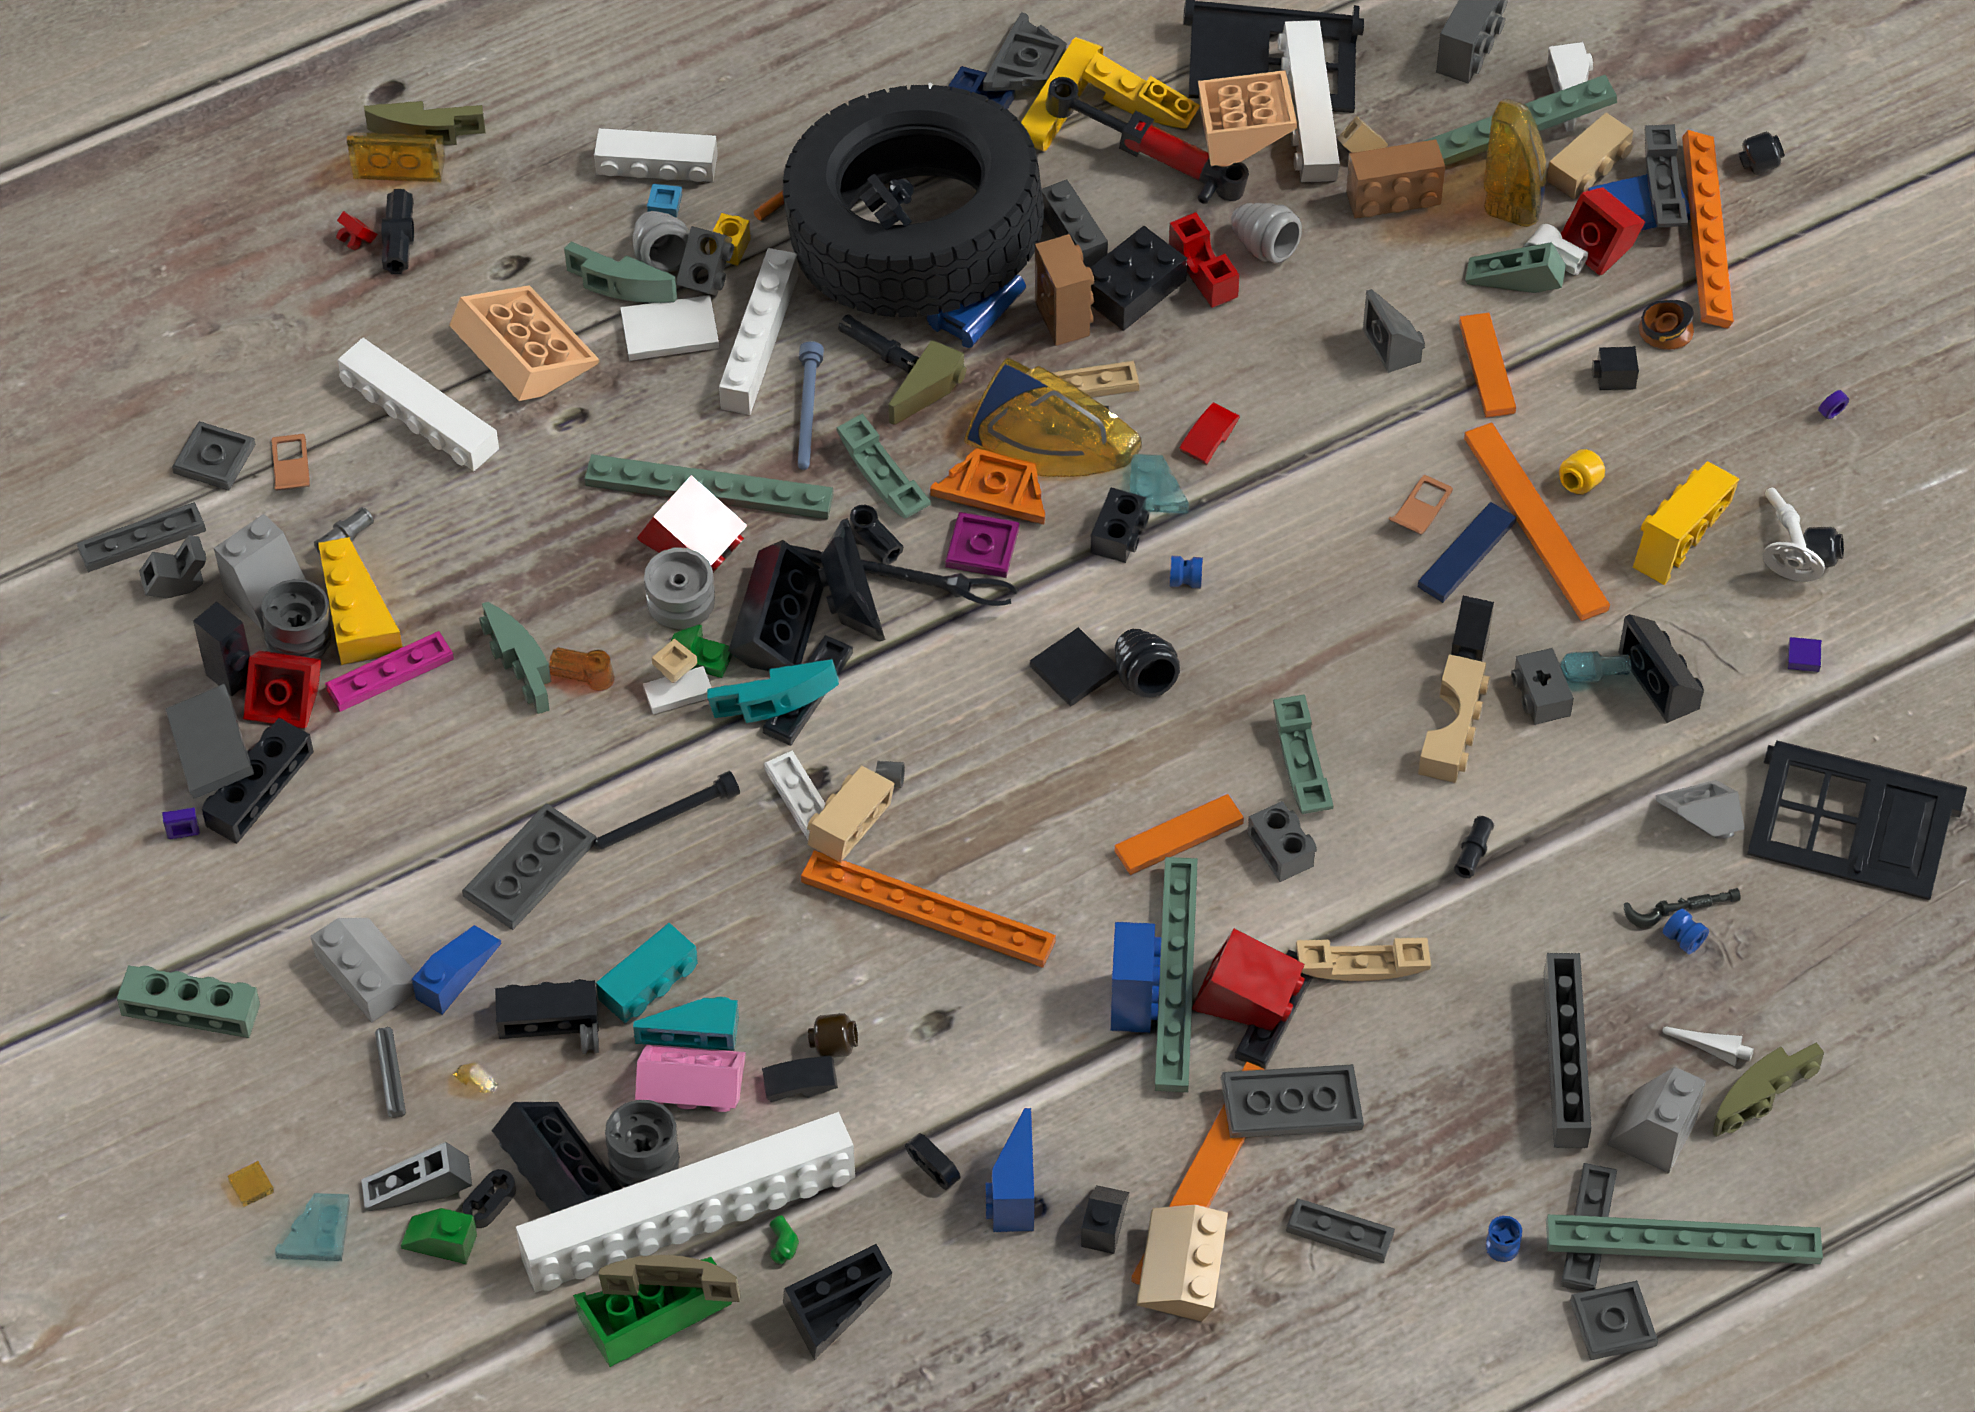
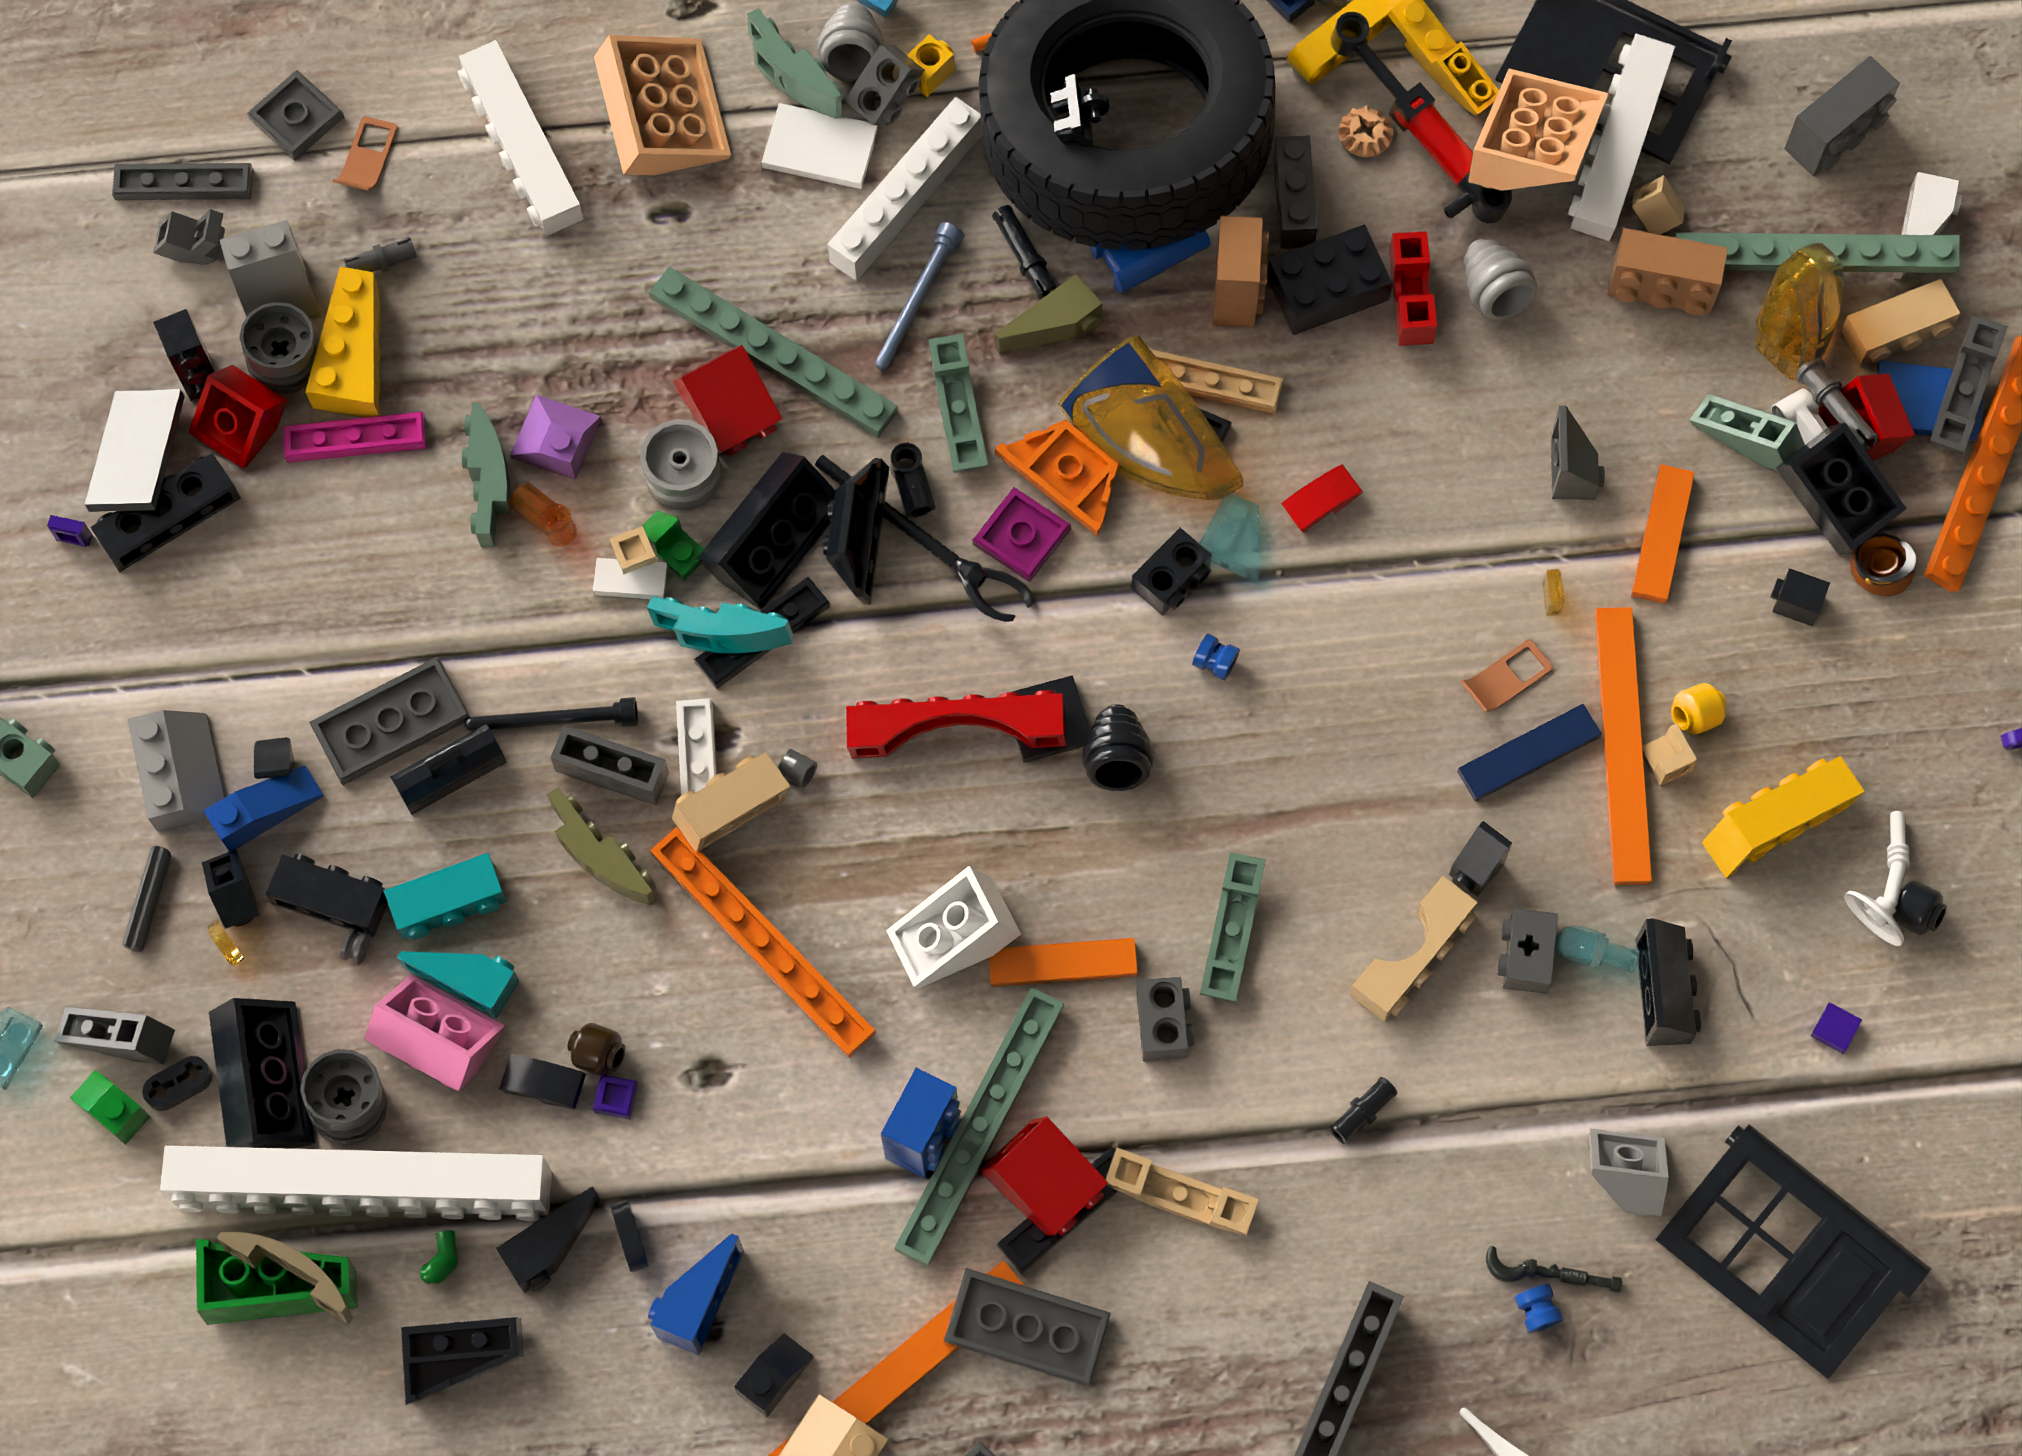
camera: 25 degrees right, 15 degrees up
(445, 926) = (273, 758): none -> black slope
(461, 1035) = (230, 889): none -> black slope
(560, 611) = (555, 437): none -> medium lavender slope
(600, 880) = (448, 769): none -> black piece
(736, 824) = (610, 765): none -> dark grey brick
(766, 899) = (605, 860): none -> olive slope
(862, 1200) = (544, 1245): none -> black slope
(865, 1068) = (615, 1096): none -> dark purple tile
(1062, 665) = (882, 728): none -> red arch
(1080, 838) = (953, 928): none -> white slope
(1107, 177) = (1362, 144): none -> light nougat gear
(1425, 432) = (1553, 592): none -> clear yellow tile
(1565, 216) = (1829, 393): none -> dark grey pin
(1577, 513) = (1669, 756): none -> tan panel
(1609, 277) = (1841, 488): none -> black brick

